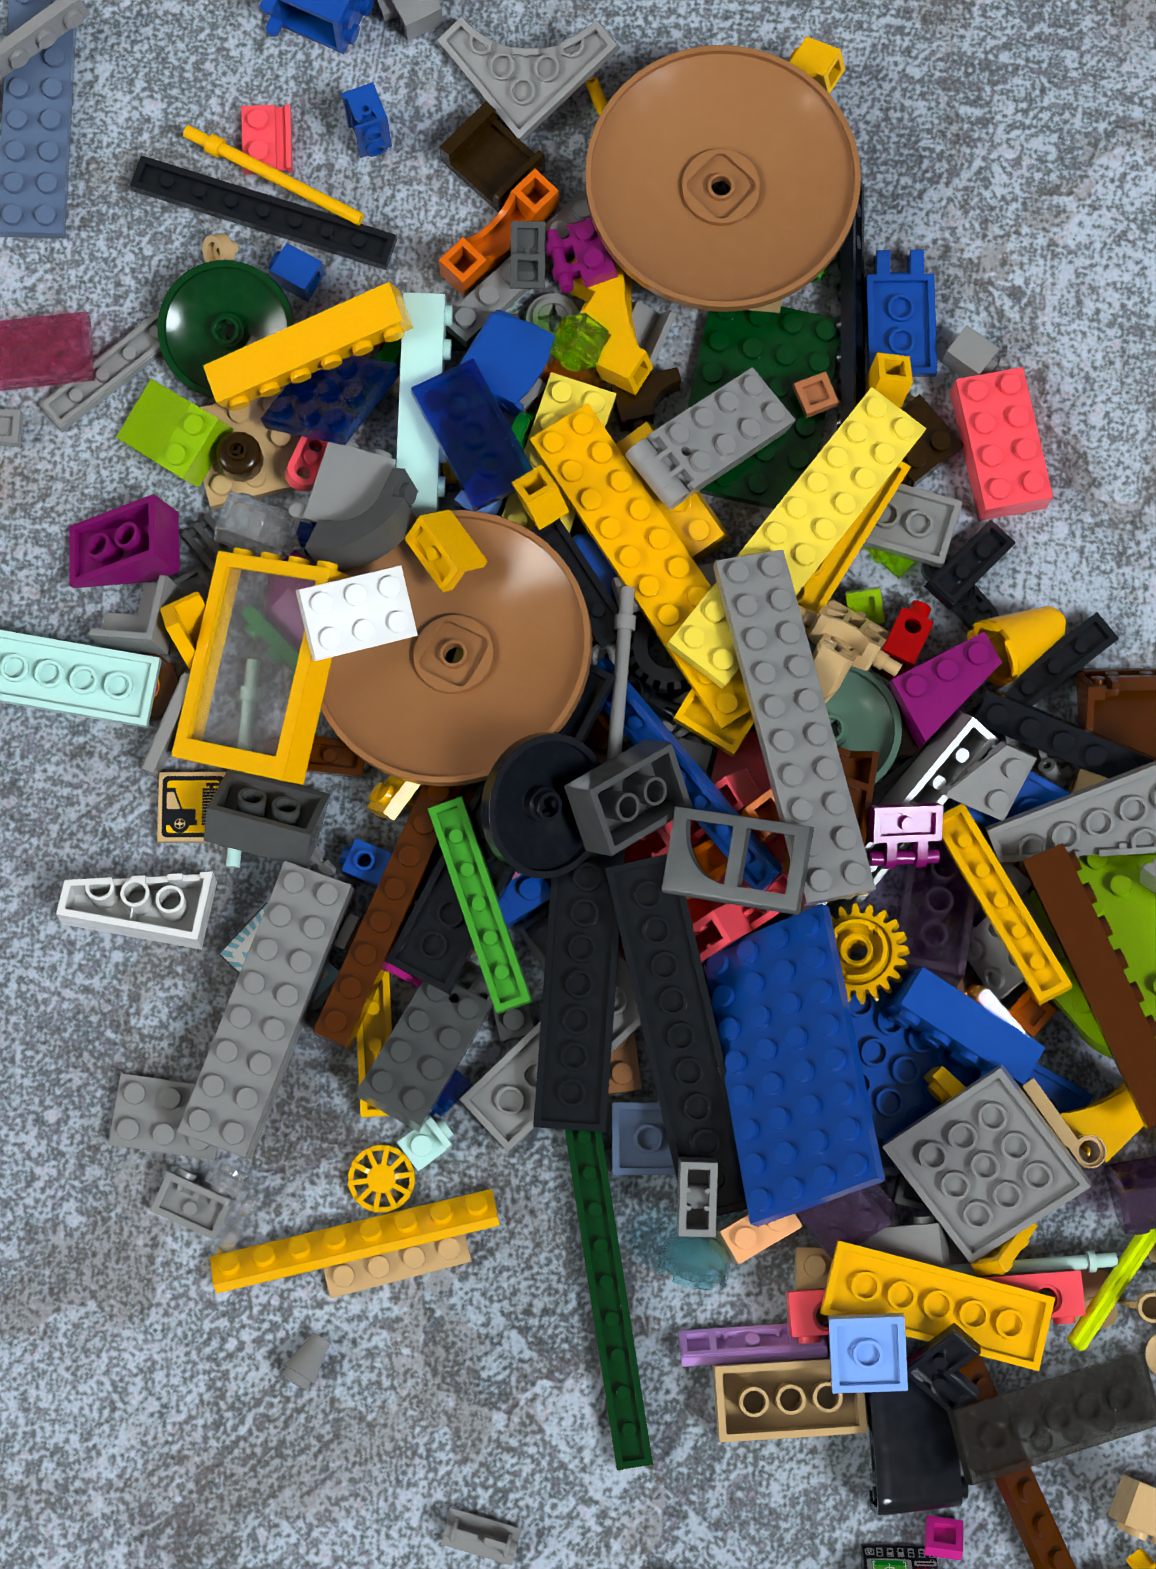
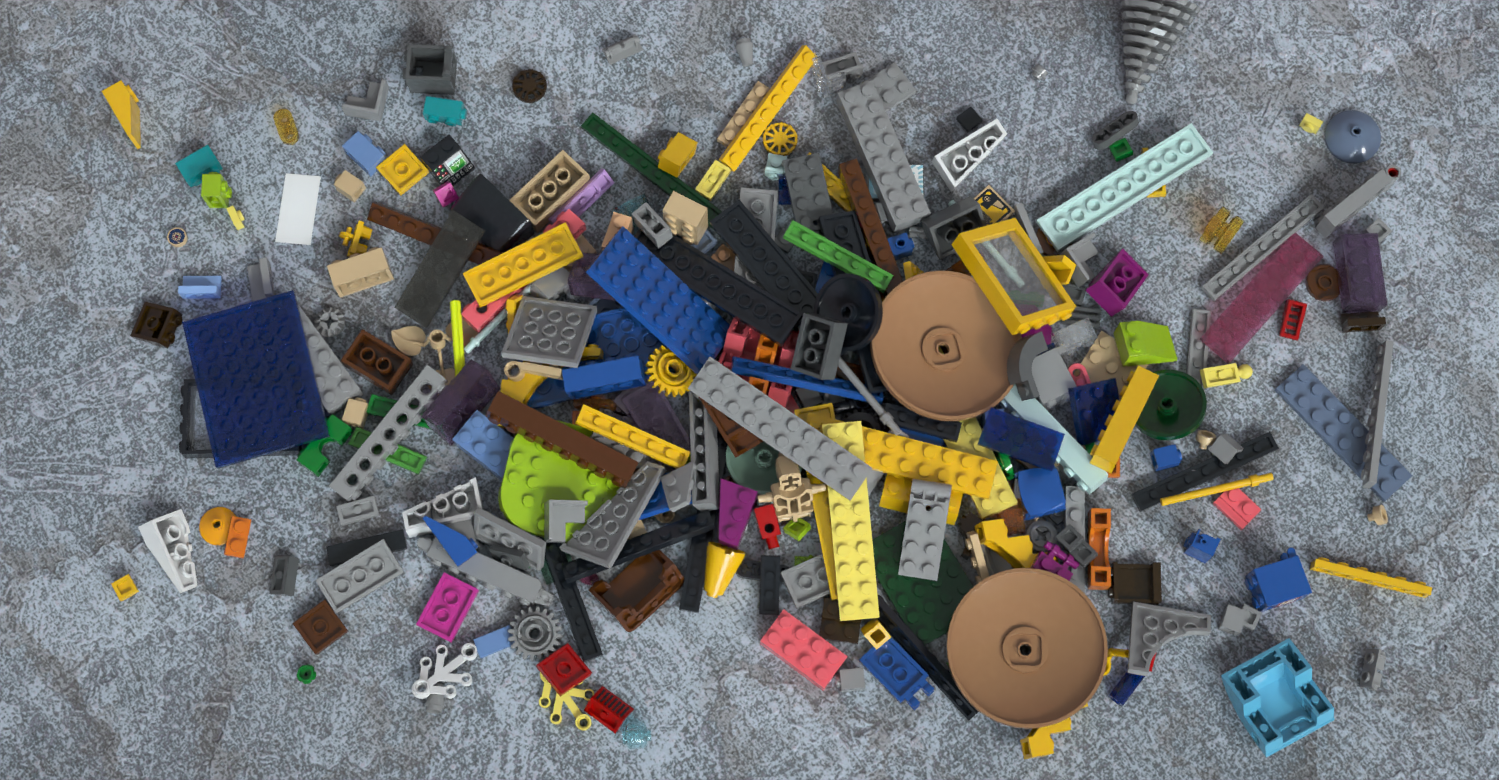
camera: 140 degrees right, 5 degrees down
(88, 962) = (969, 119): none -> black tile
(111, 305) = (1224, 374): none -> light yellow plate
(209, 210) = (1225, 448): none -> light grey panel
(239, 456) = (1107, 354): dark brown head -> none
(356, 613) = (994, 318): white plate -> none
(444, 548) = (986, 381): yellow panel -> none
(535, 1202) = (713, 180): none -> light yellow plate
(540, 497) = (968, 435): yellow brick -> none
(553, 1285) = (677, 154): none -> yellow brick
(578, 342) = (1017, 520): clear neon green brick -> none
(634, 51) = (1125, 688): none -> clear blue axle
(643, 1161) = (686, 218): none -> tan brick
(672, 348) = (977, 561): none -> tan plate
(686, 878) = (767, 335): dark grey window -> none
(815, 394) = (900, 596): nougat plate -> none
(868, 1353) = (535, 221): light blue plate -> none
(905, 823) = (698, 435): plate -> none
(937, 1367) = (501, 243): black tile -> none
(1055, 773) = (656, 523): light grey arm -> none

